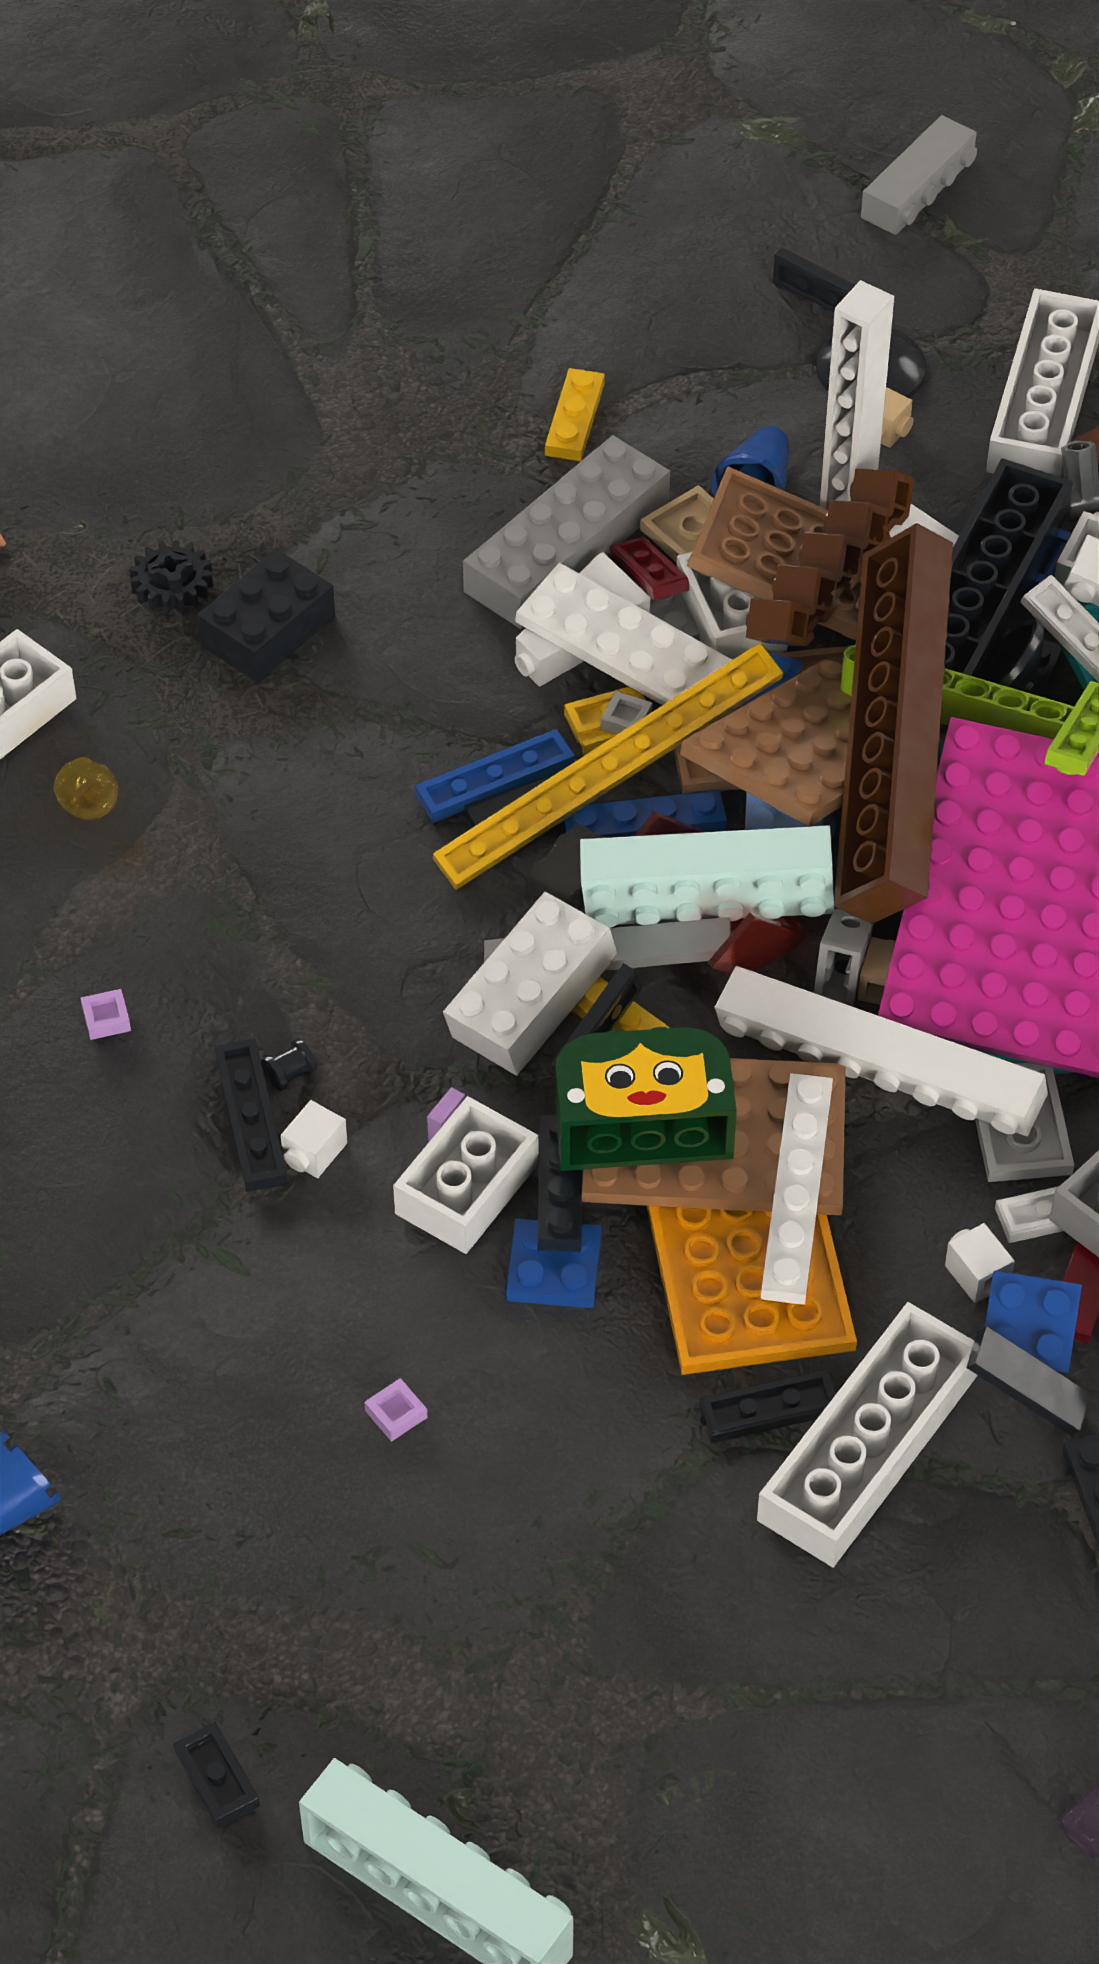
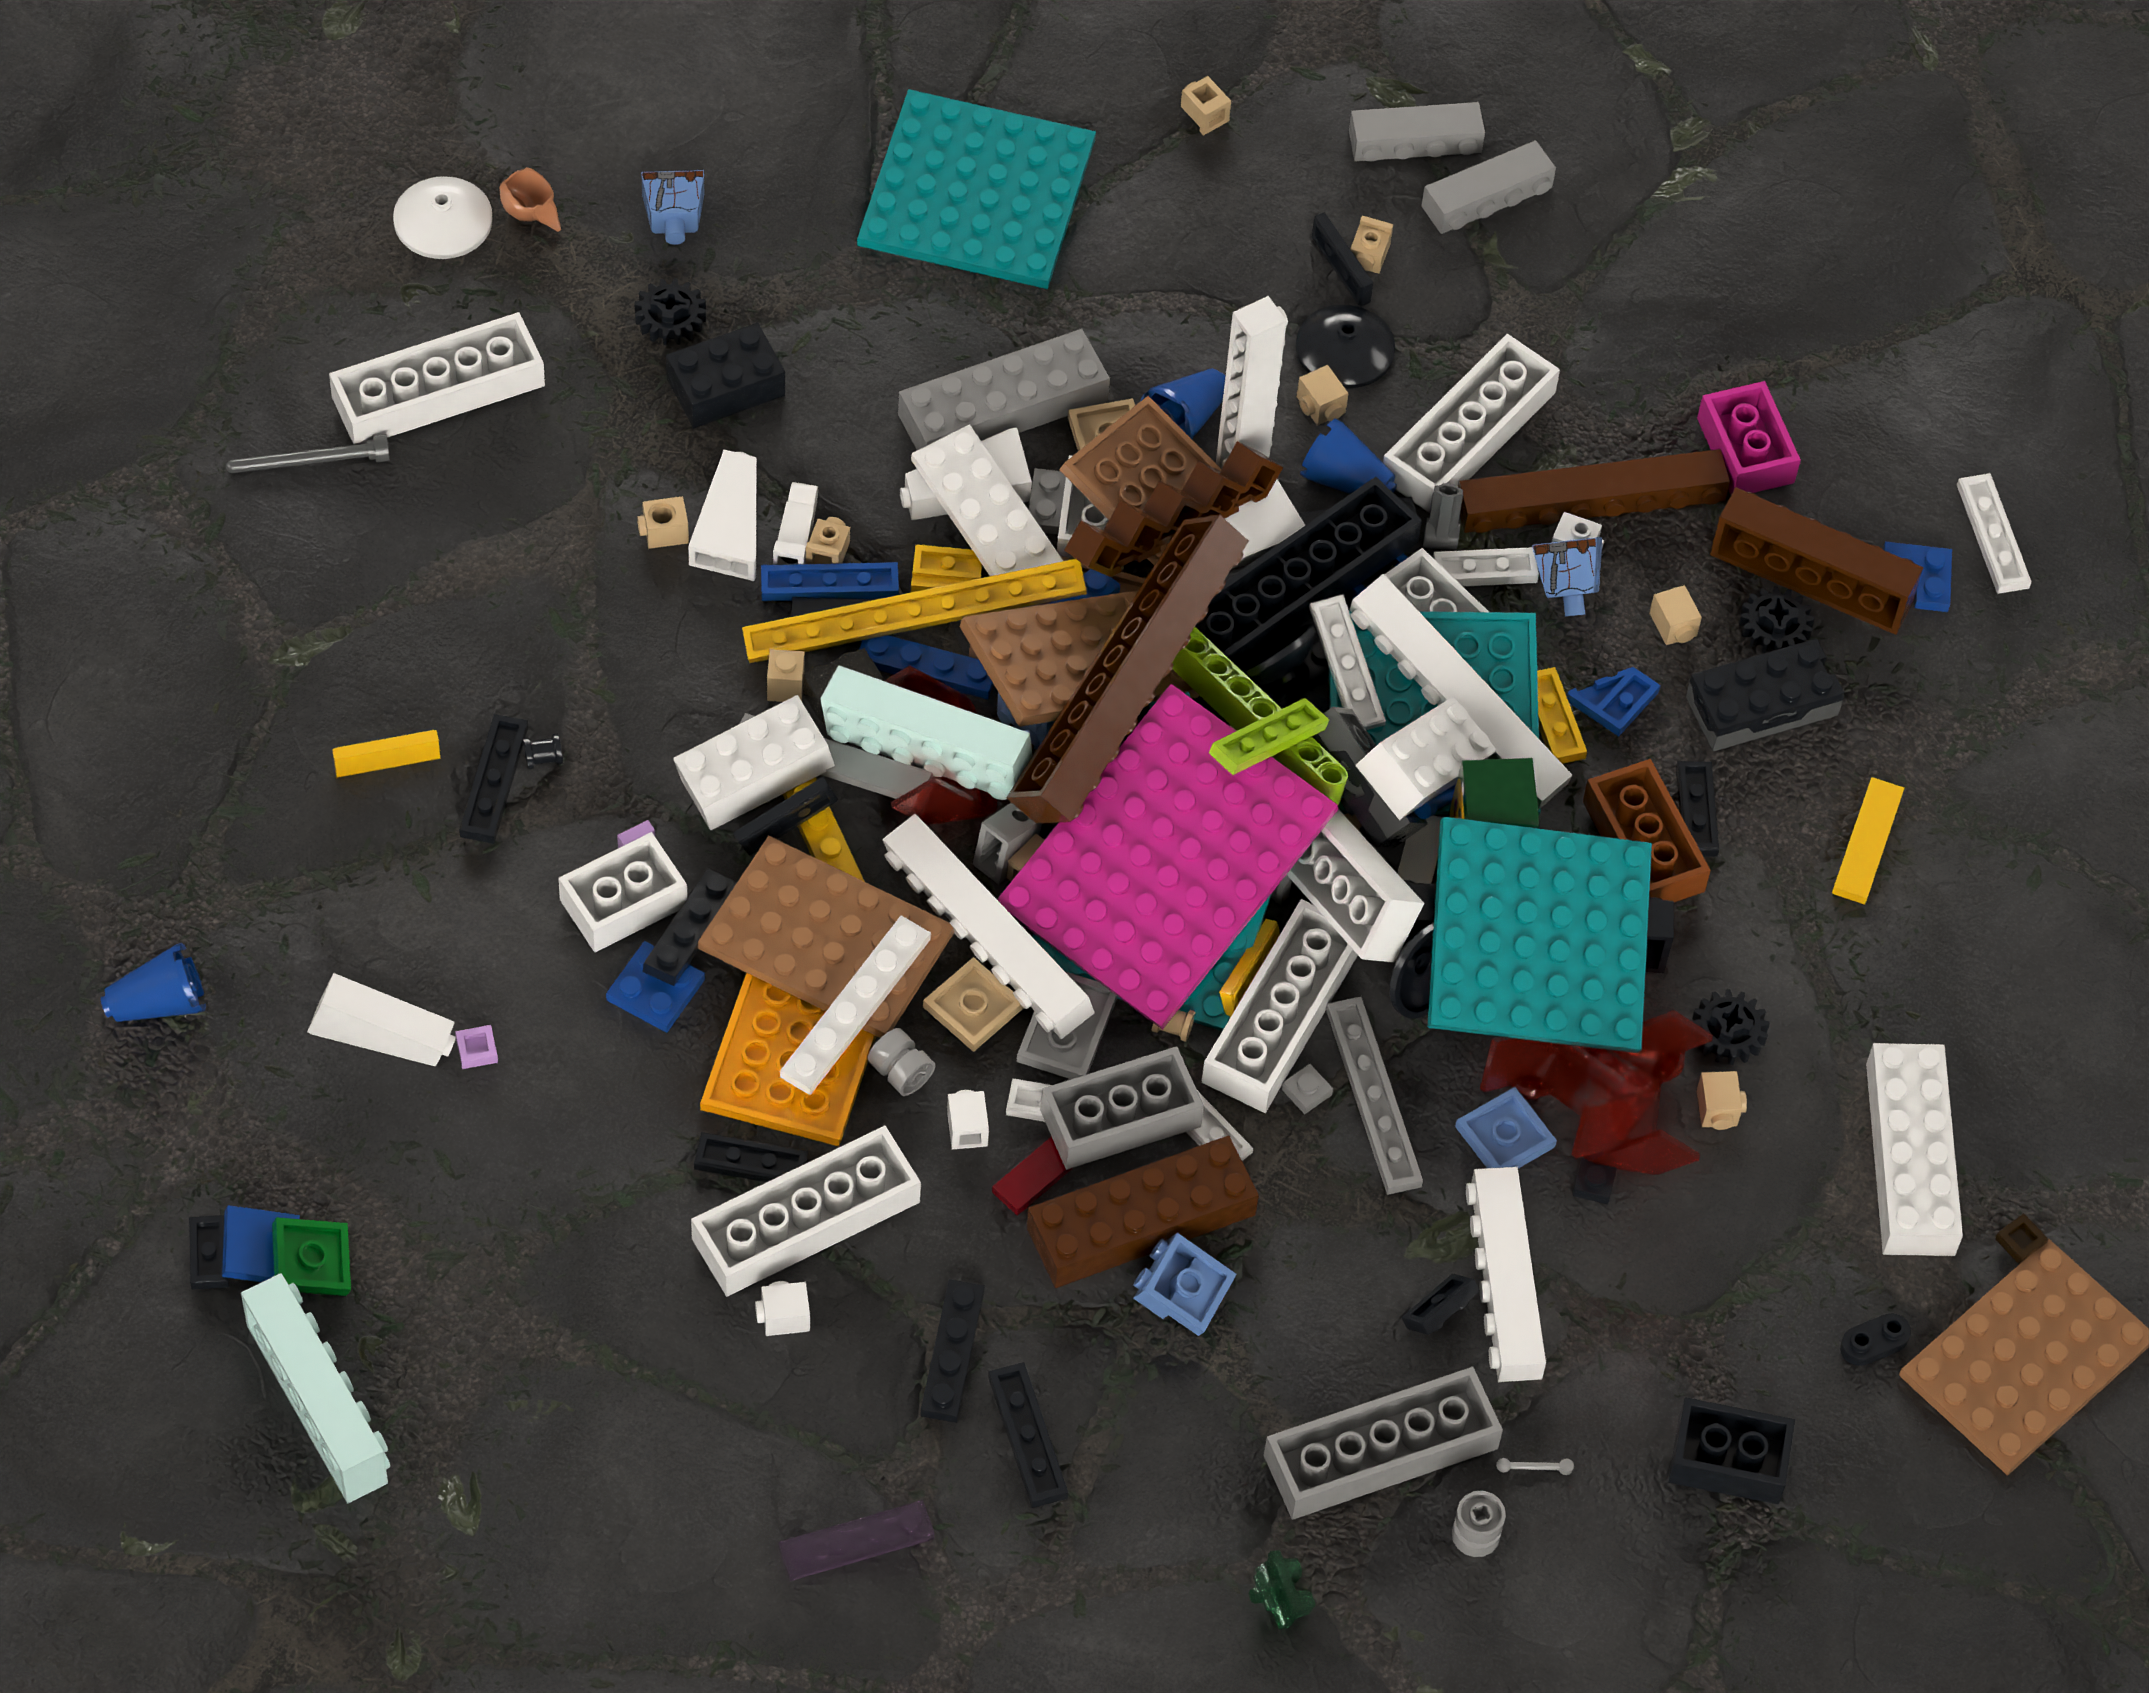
camera: 20 degrees right, 5 degrees up
(86, 789) = (508, 466): clear yellow hair -> none
(105, 1014) = (429, 655): lavender plate -> none
(112, 473) = (673, 202): none -> medium blue torso
(116, 1134) = (386, 753): none -> yellow tile
(273, 1427) = (380, 1023): none -> white slope
(274, 1740) = (249, 1243): none -> blue tile
(286, 782) = (675, 525): none -> tan brick
(313, 1139) = (528, 818): white brick -> none
(343, 1723) = (312, 1255): none -> green plate
(355, 755) = (727, 523): none -> white slope
(416, 354) = (977, 189): none -> teal plate
(427, 732) = (796, 524): none -> white leg
(469, 732) = (828, 542): none -> tan brick
(507, 885) = (785, 675): none -> tan brick
(574, 414) = (1074, 294): yellow plate -> none
(599, 196) = (1206, 104): none -> tan brick
(624, 712) = (953, 570): light grey plate -> none
(644, 1099) = (769, 889): dark green brick -> none
(649, 568) = (1048, 455): dark red tile -> none
(818, 150) = (1416, 131): none -> light grey brick
(840, 257) = (1372, 243): none -> tan brick
(867, 1228) = (897, 1057): none -> light grey wheel
(908, 1140) = (972, 1004): none -> tan plate
(908, 1551) = (784, 1308): none -> white brick
(952, 465) = (1344, 461): none -> blue cone
(1028, 1380) = (943, 1222): tile -> none
(1035, 1315) = (976, 1179): blue plate -> none

